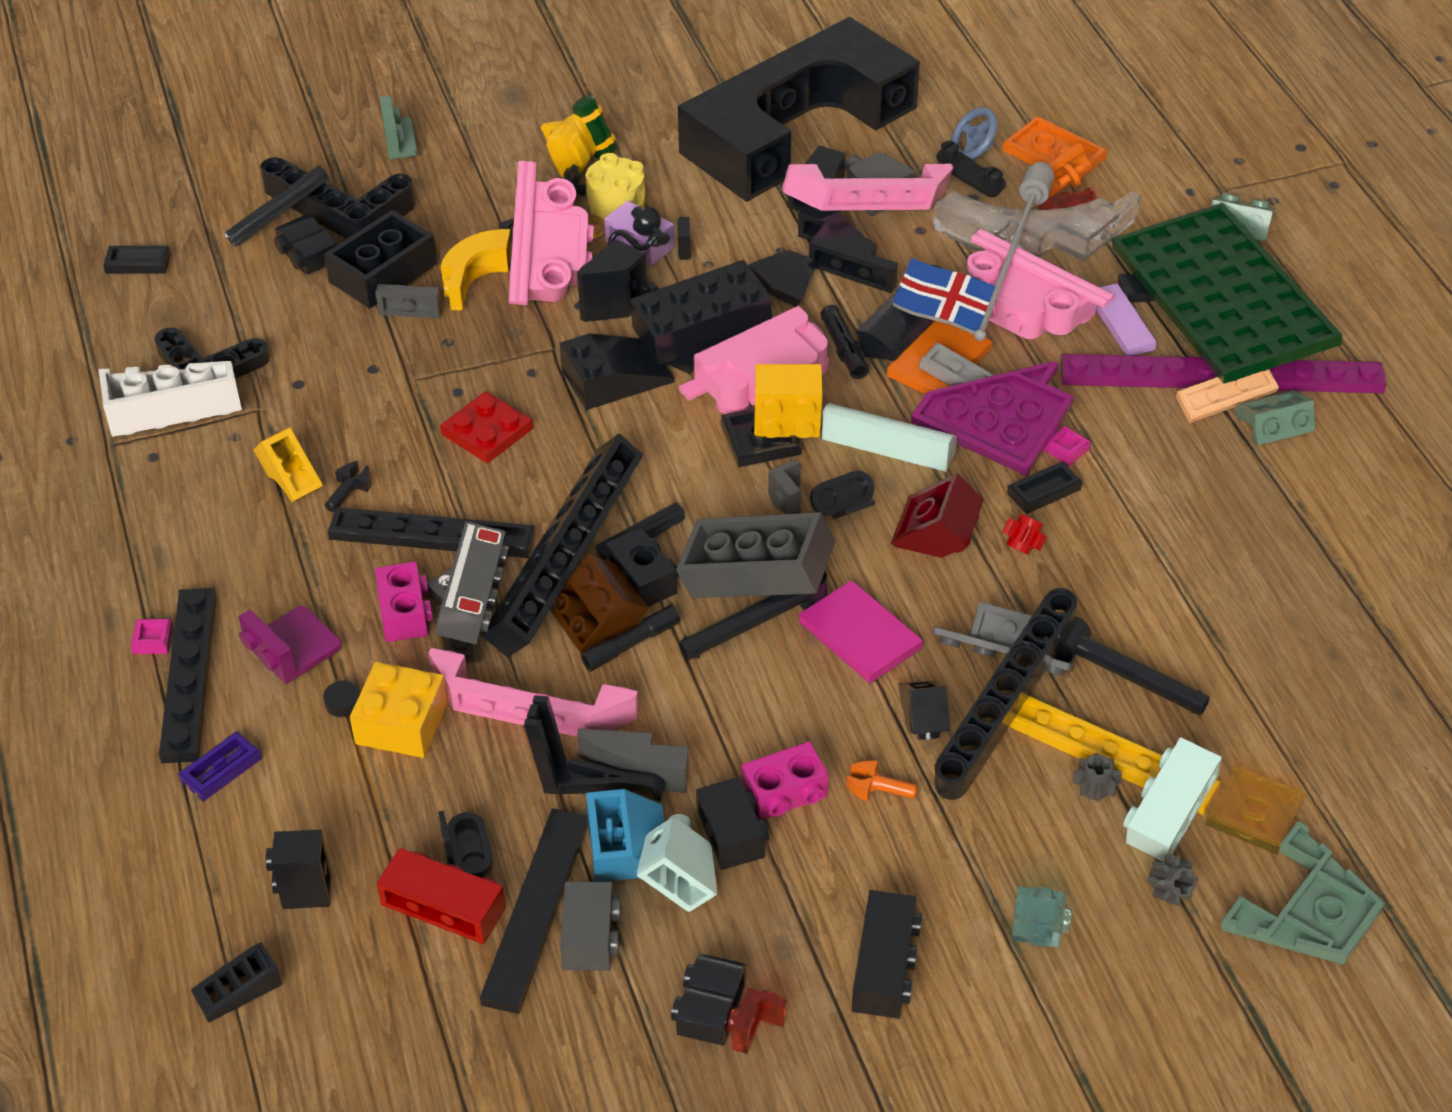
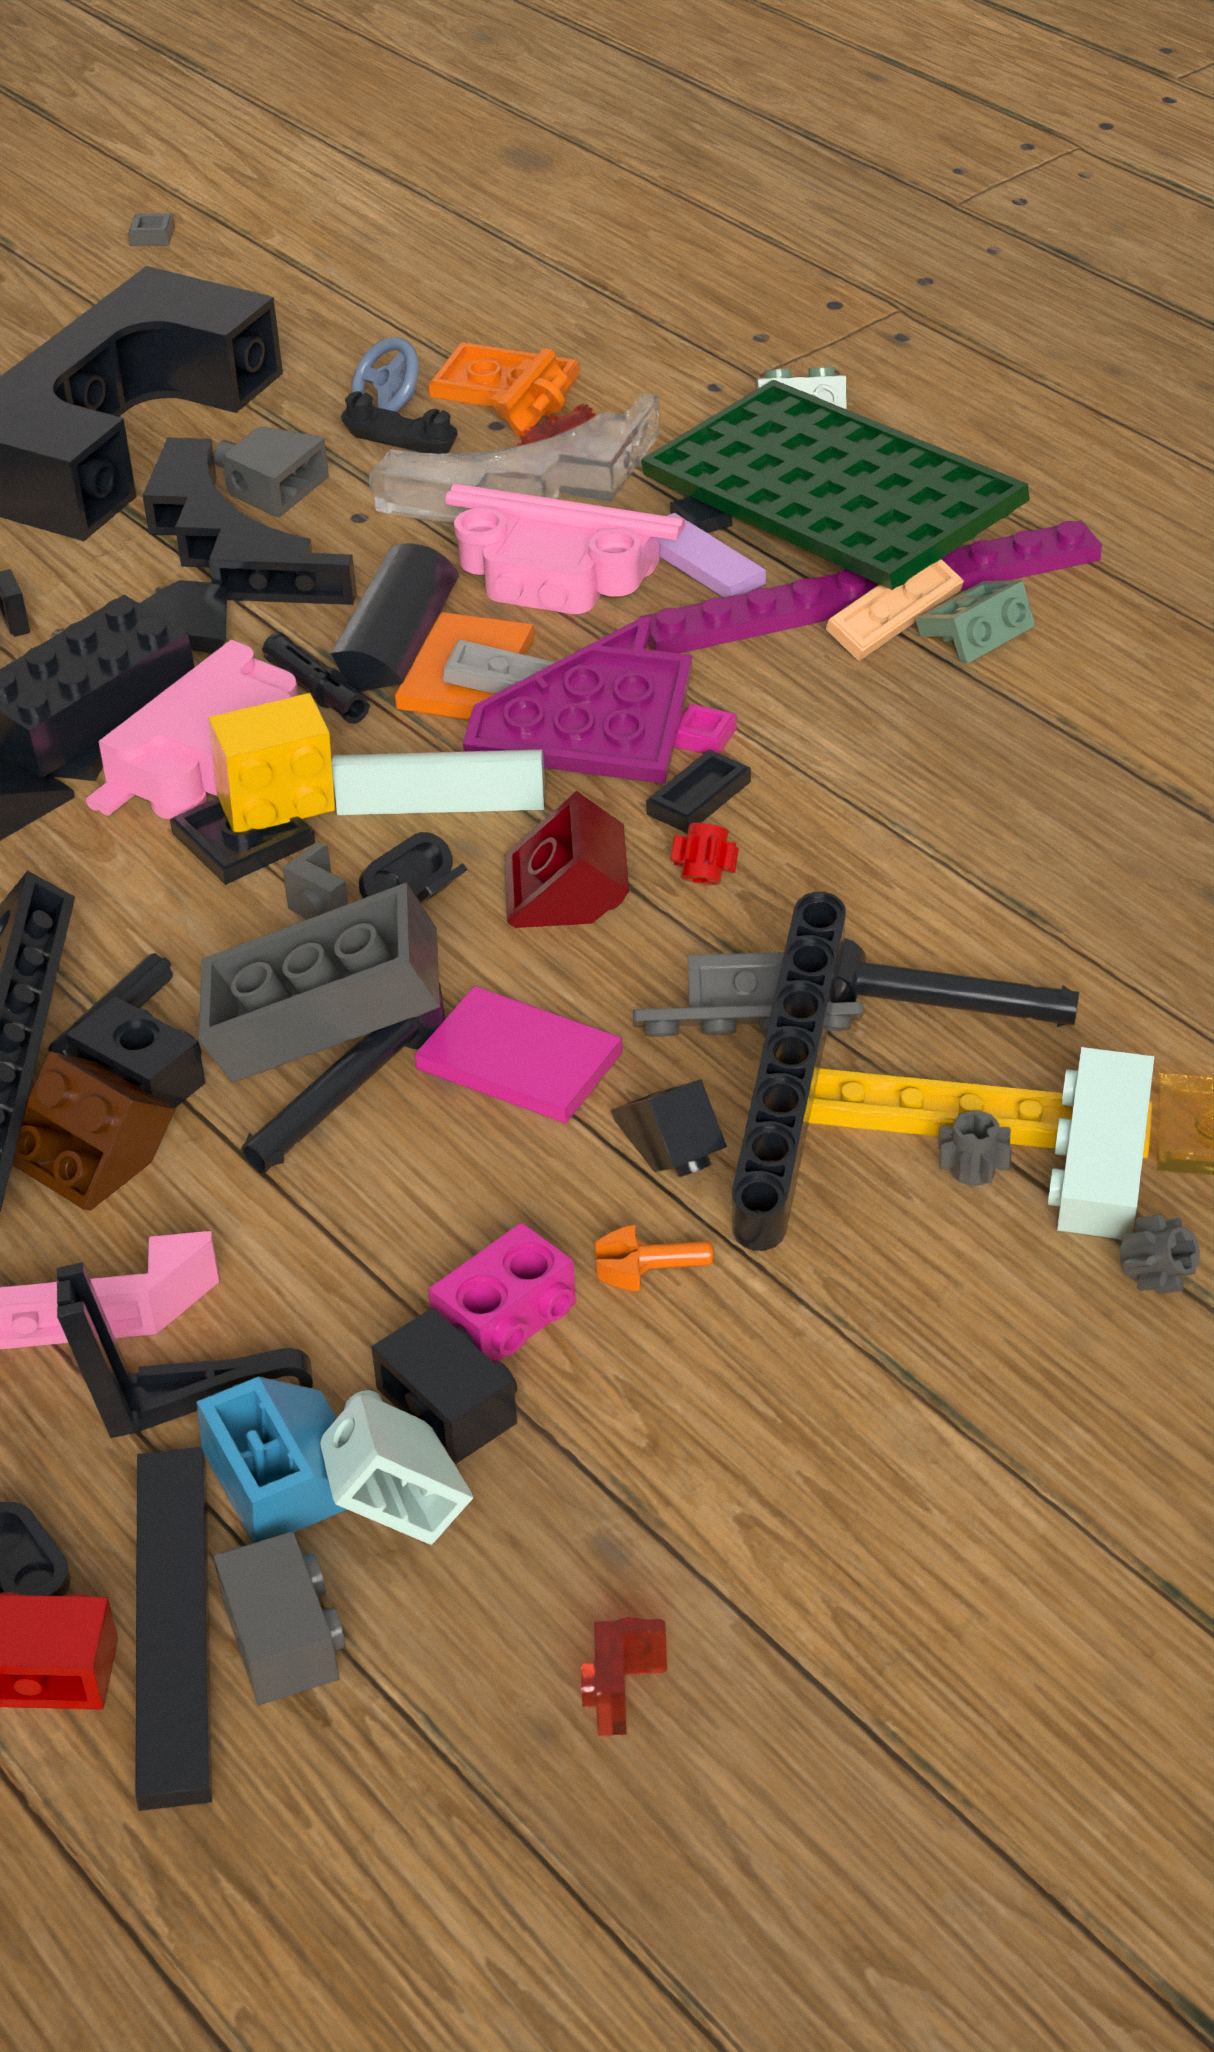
camera: 20 degrees left, 5 degrees down
(612, 648) = (135, 1187): black piece -> none
(636, 754) = (243, 1326): dark grey slope -> none
(710, 995) = (533, 1665): black brick -> none
(809, 186) = (242, 482): bright pink slope -> none
(886, 954) = (785, 1503): black brick -> none
(957, 296) = (462, 572): flag -> none
(1040, 916) = (991, 1369): clear light blue brick -> none

